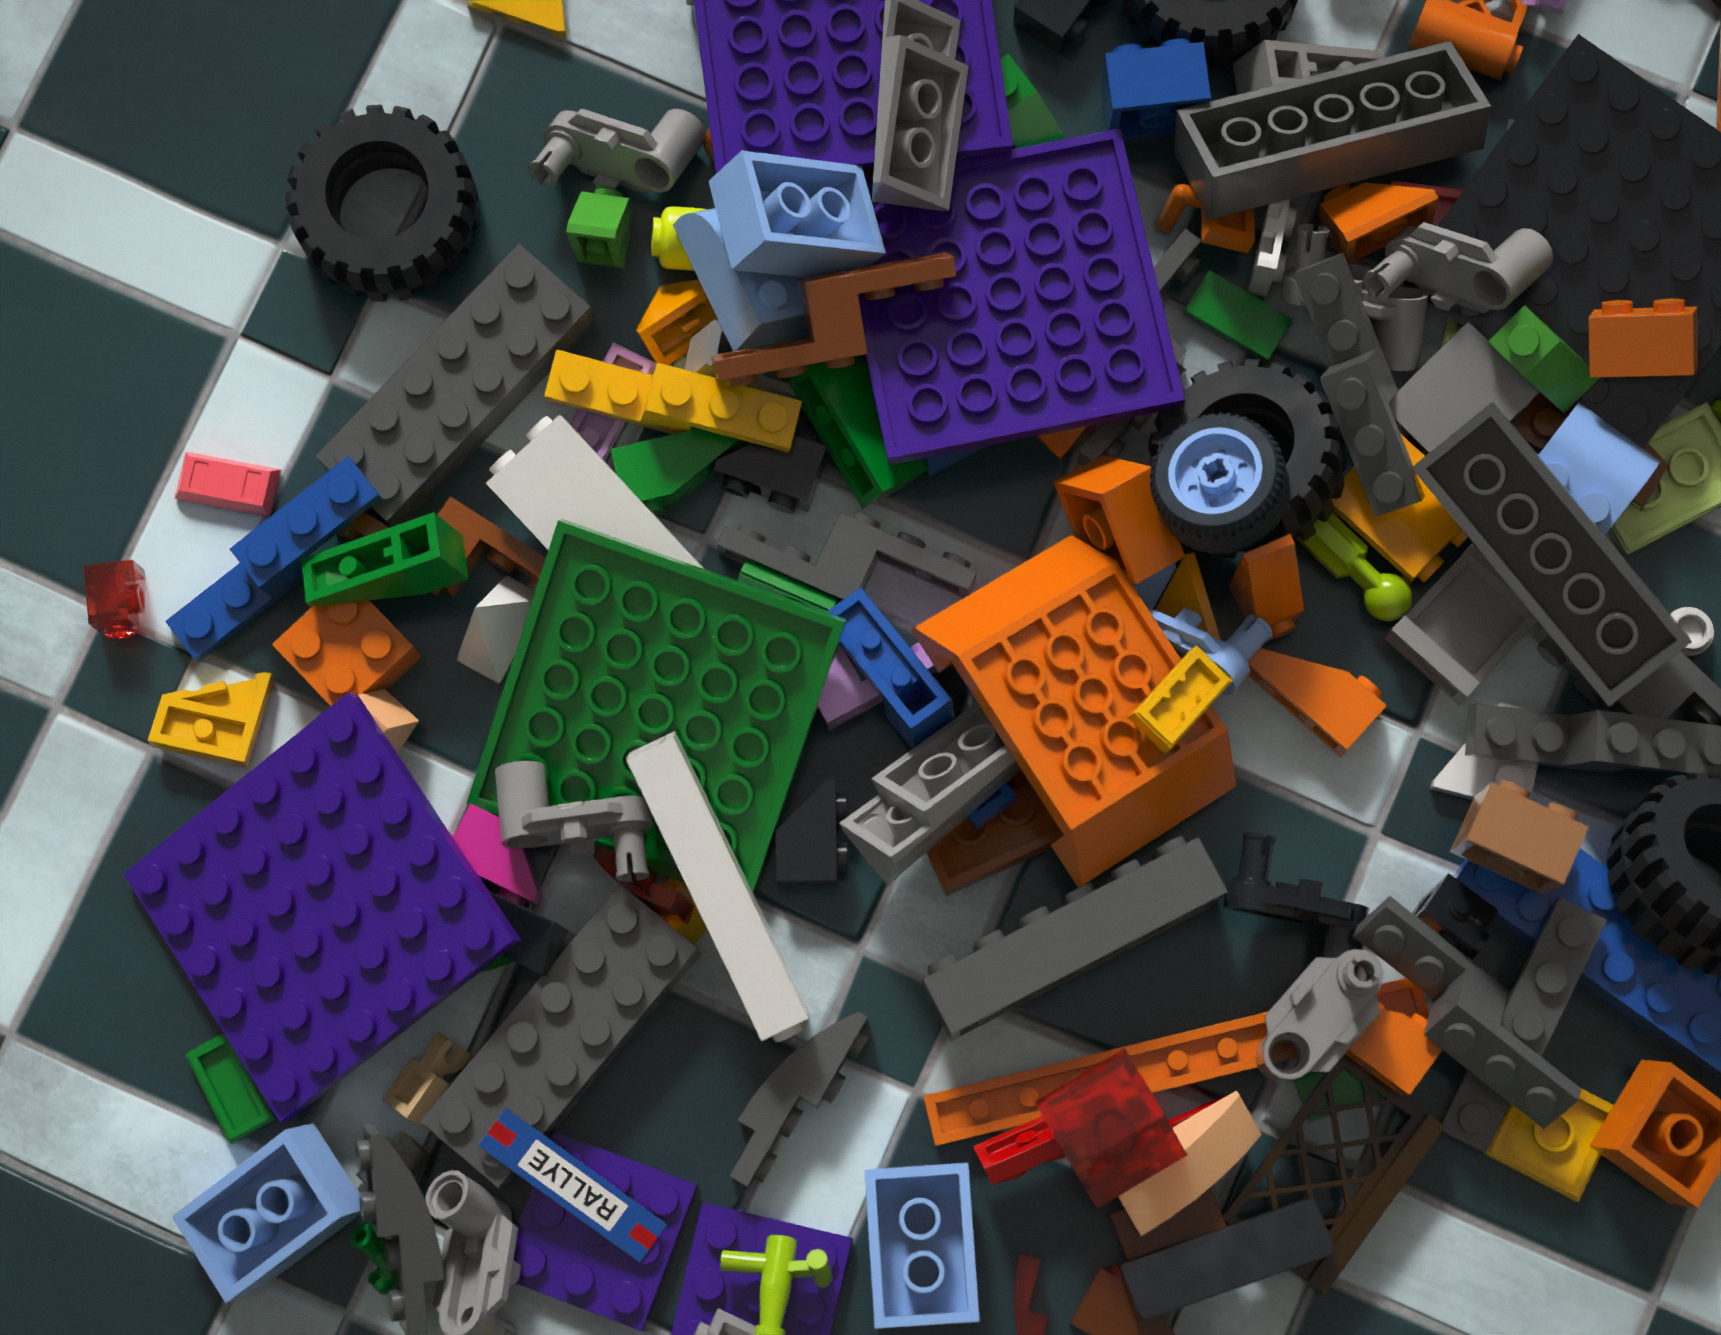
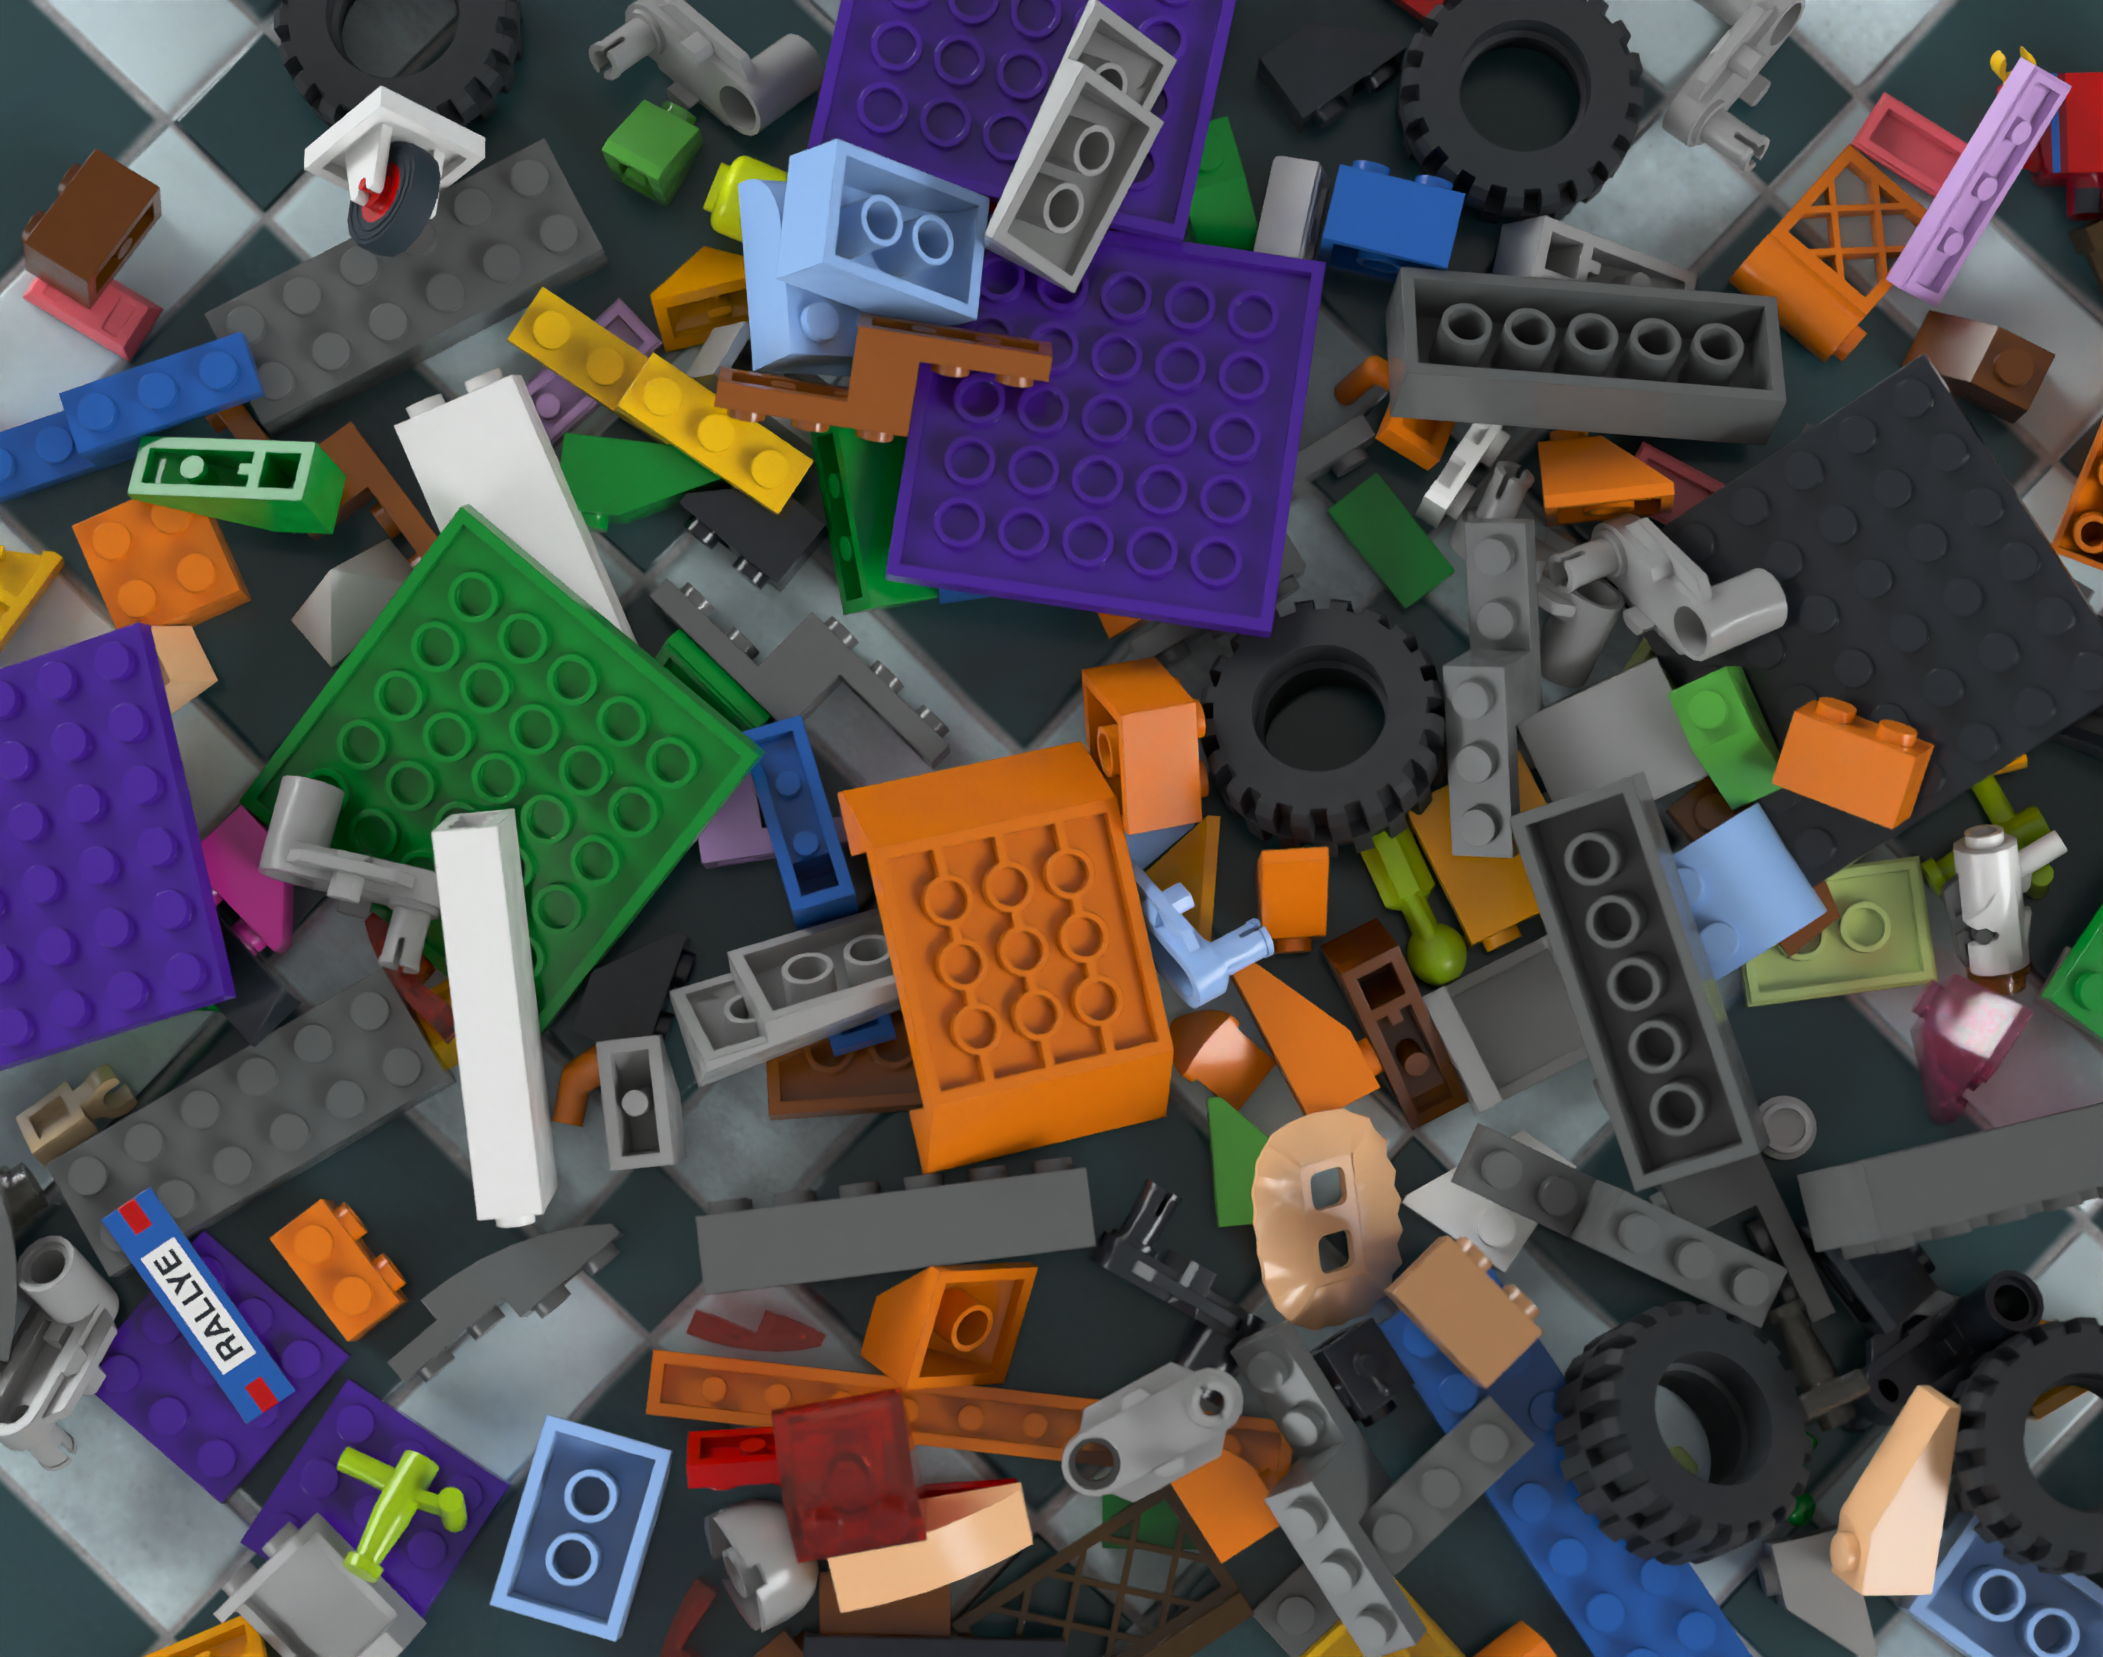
camera: 15 degrees right, 5 degrees up
(208, 427) = (90, 227): none -> reddish brown brick
(417, 297) = (394, 165): none -> white plate
(666, 1121) = (341, 1269): none -> orange brick
(795, 912) = (575, 1084): none -> orange arm
(846, 913) = (640, 1103): none -> light grey slope
(1010, 1051) = (774, 1333): none -> clear red slope
(1064, 1221) = (760, 1561): none -> light grey cylinder
(1077, 101) = (1293, 208): none -> white slope
(1136, 994) = (950, 1325): none -> orange slope
(1180, 699) = (1126, 994): yellow plate -> none
(1220, 483) = (1267, 754): wheel -> none
(1260, 727) = (1218, 1055): none -> orange tile
(1312, 803) = (1234, 1153): none -> bright green slope
(1364, 829) = (1291, 1227): none -> light nougat piece
(1370, 648) = (1395, 1022): none -> reddish brown slope
(1624, 32) = (1983, 363): none -> reddish brown slope

